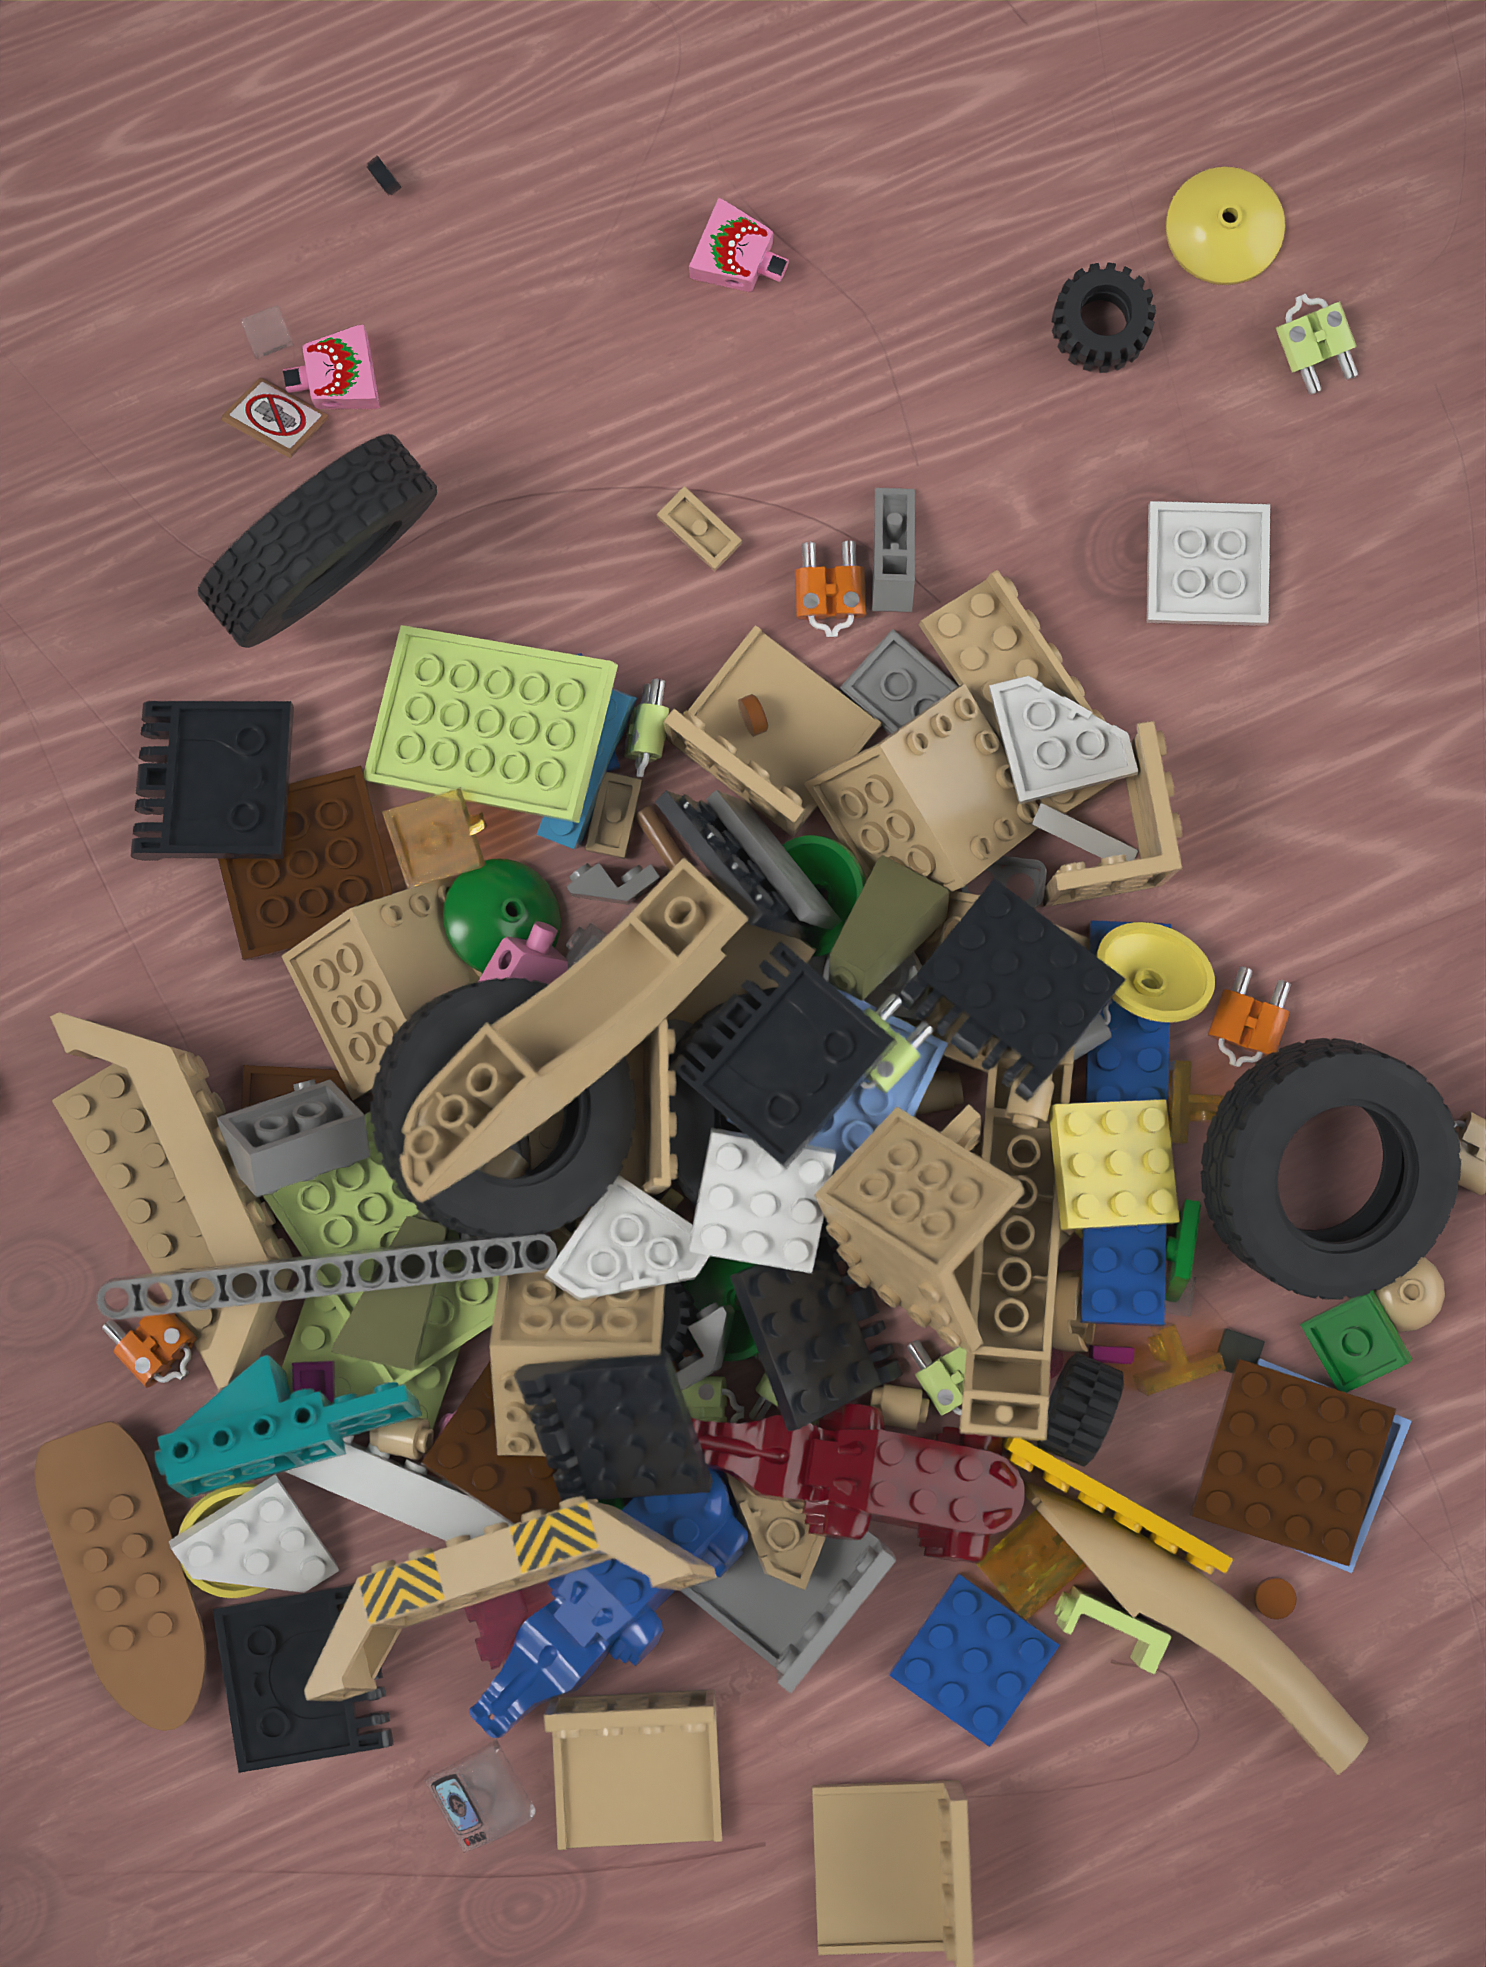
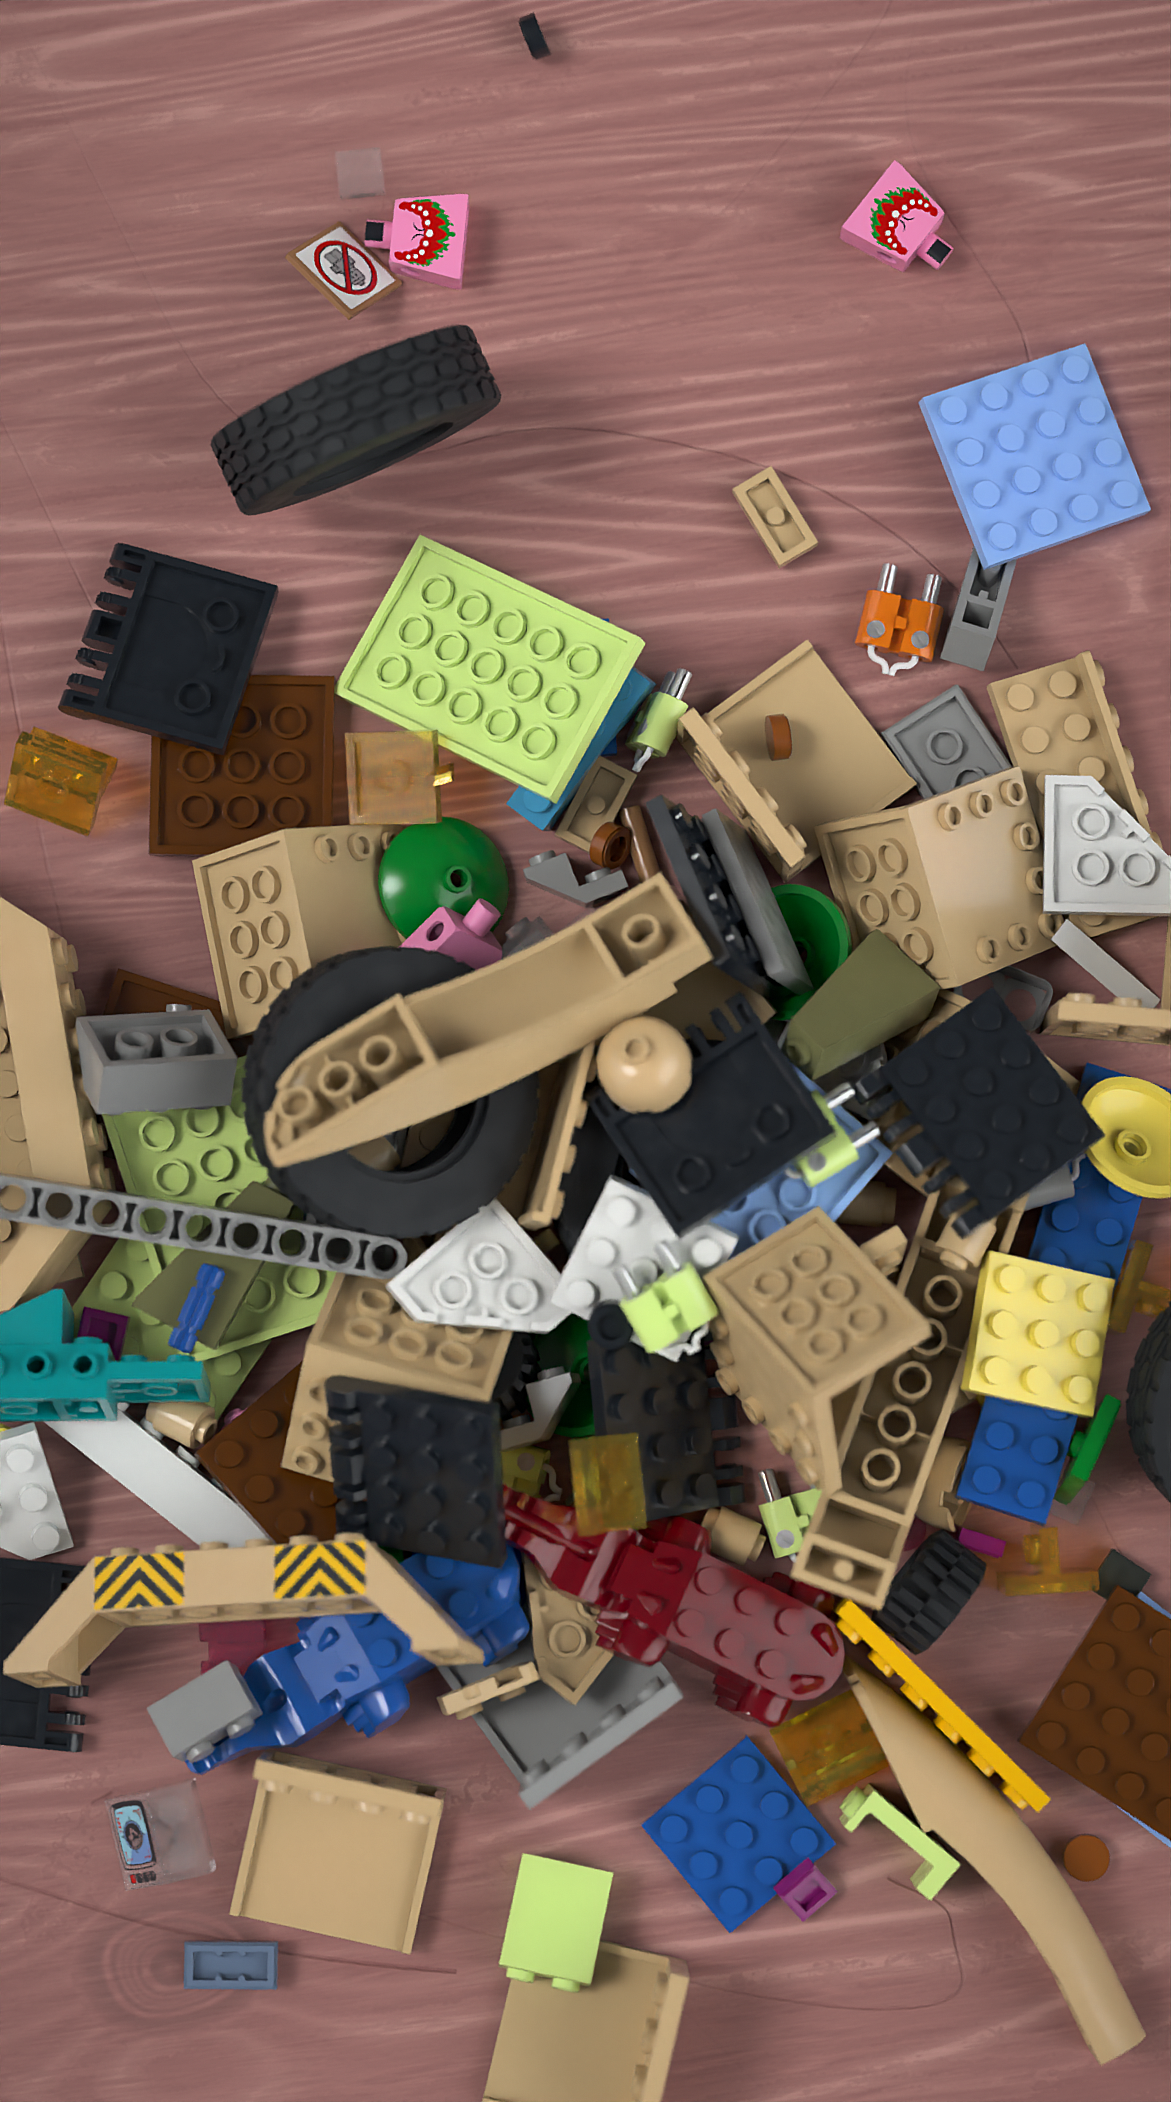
camera: 15 degrees right, 0 degrees up
(148, 917) = (58, 780): none -> clear yellow bracket
(387, 1339) = (196, 1308): none -> blue axle
(490, 1684) = (205, 1712): none -> light grey brick
(571, 1892) = (230, 1964): none -> sand blue plate
(635, 846) = (610, 845): none -> dark orange tile
(715, 1026) = (644, 1065): none -> tan cylinder
(739, 1587) = (504, 1684): none -> tan wing
(747, 1256) = (609, 1325): none -> black tile
(781, 1394) = (608, 1483): none -> clear yellow bracket
(791, 1228) = (668, 1305): none -> yellowish green piece
(838, 1779) = (555, 1922): none -> yellowish green panel
(905, 417) = (1034, 456): none -> light blue plate
(1044, 1691) = (805, 1889): none -> magenta tile

